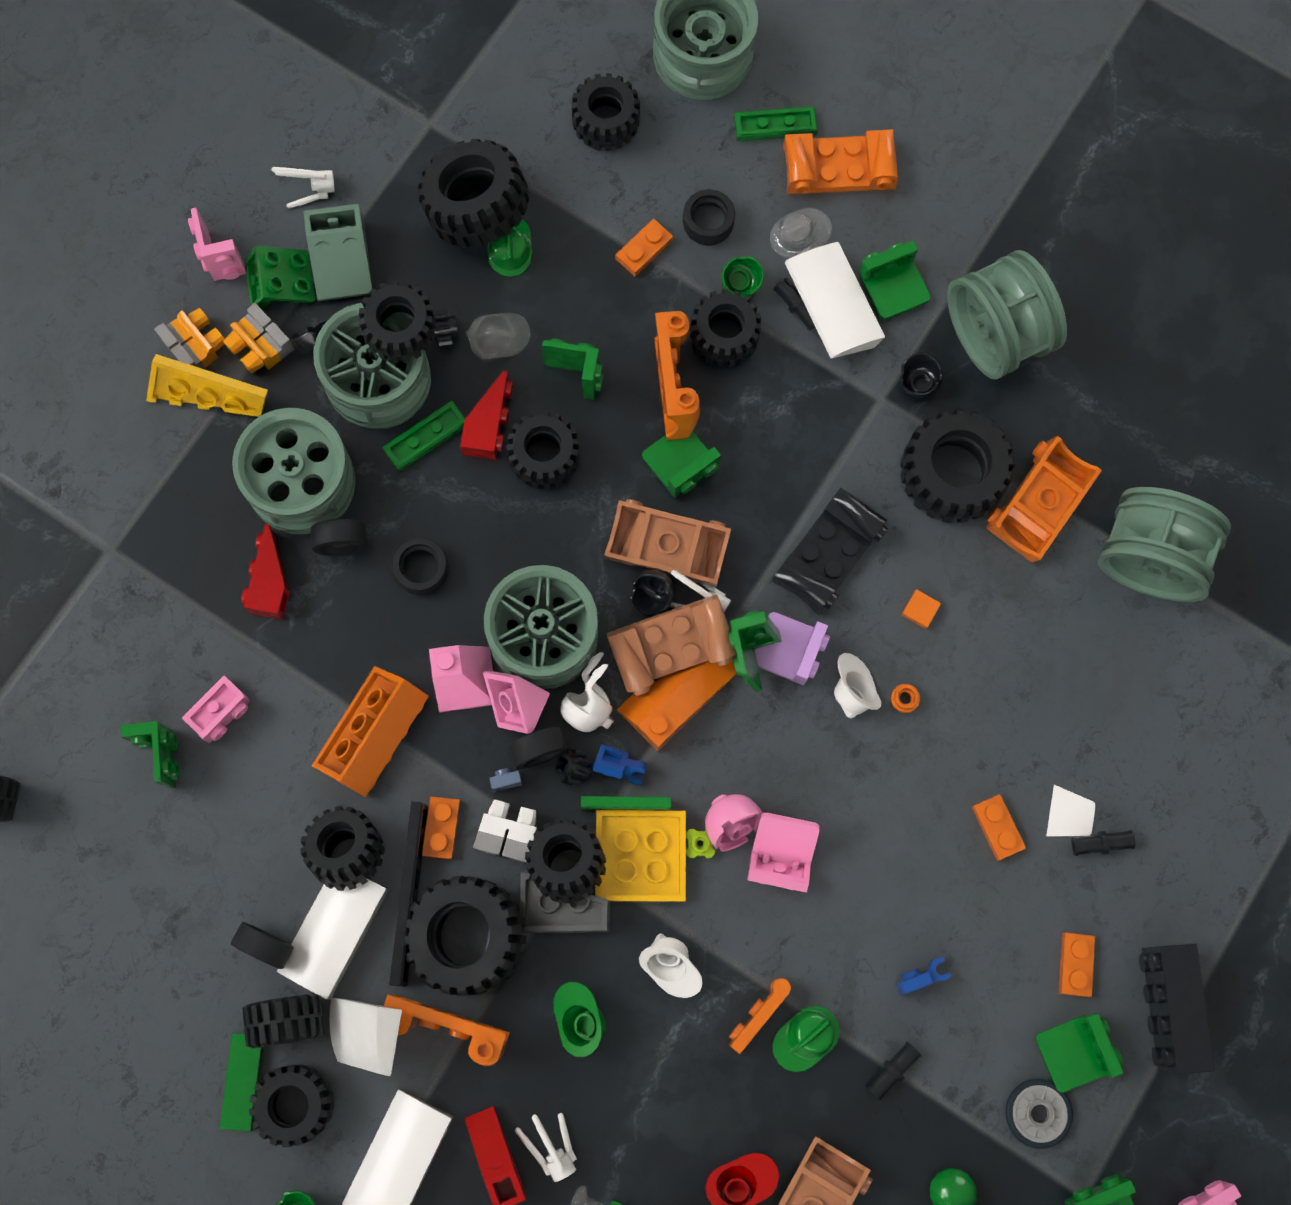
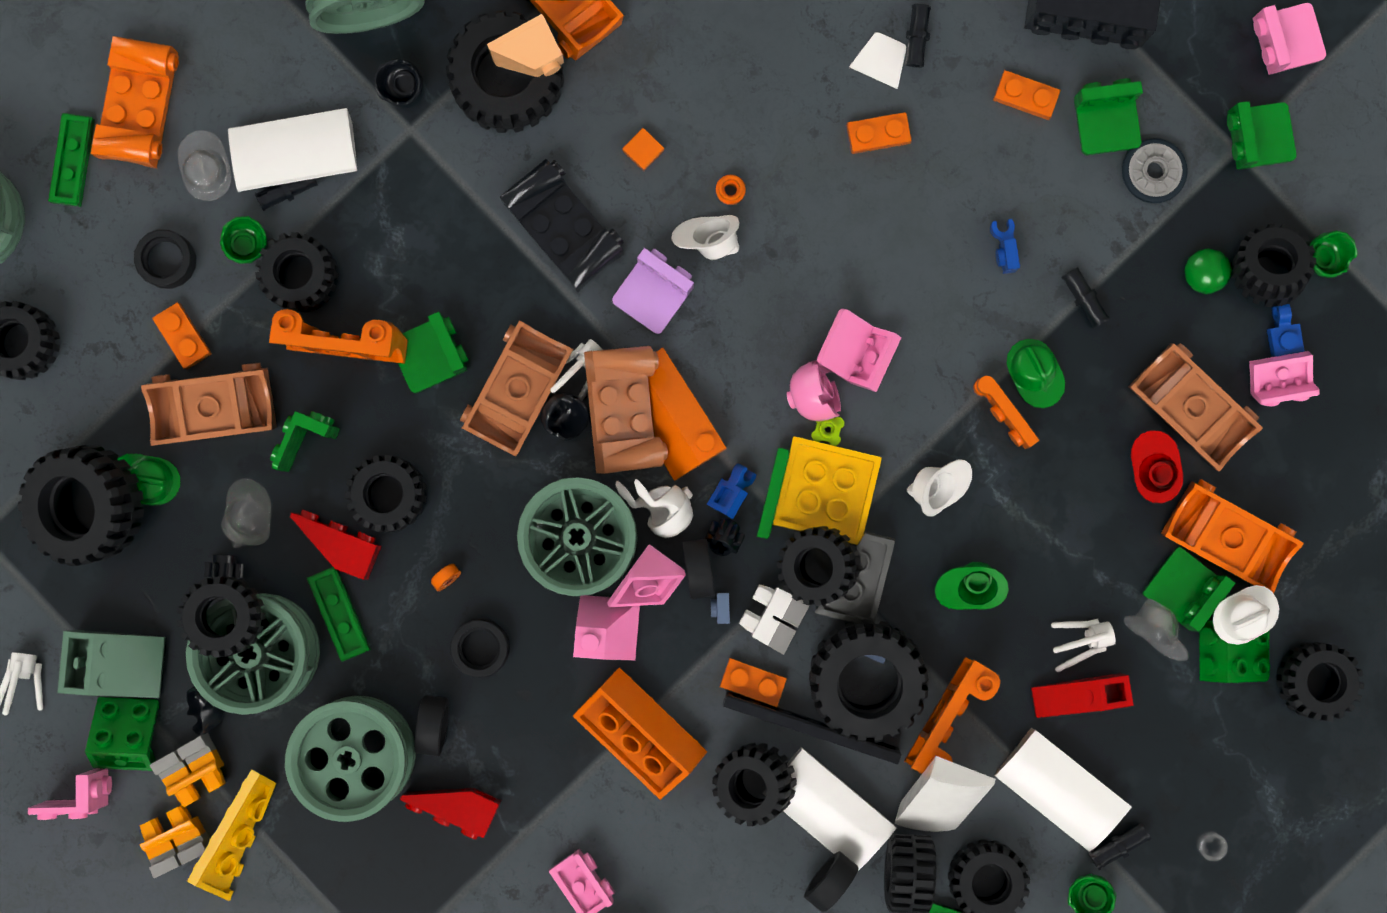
camera: 80 degrees left, 10 degrees up
(479, 520) = (445, 577): none -> orange tile
(587, 283) = (209, 405): none -> nougat piece
(747, 634) = (633, 330): green bracket -> none
(894, 280) = (285, 81): green bracket -> none
(982, 472) = (528, 49): none -> light nougat slope

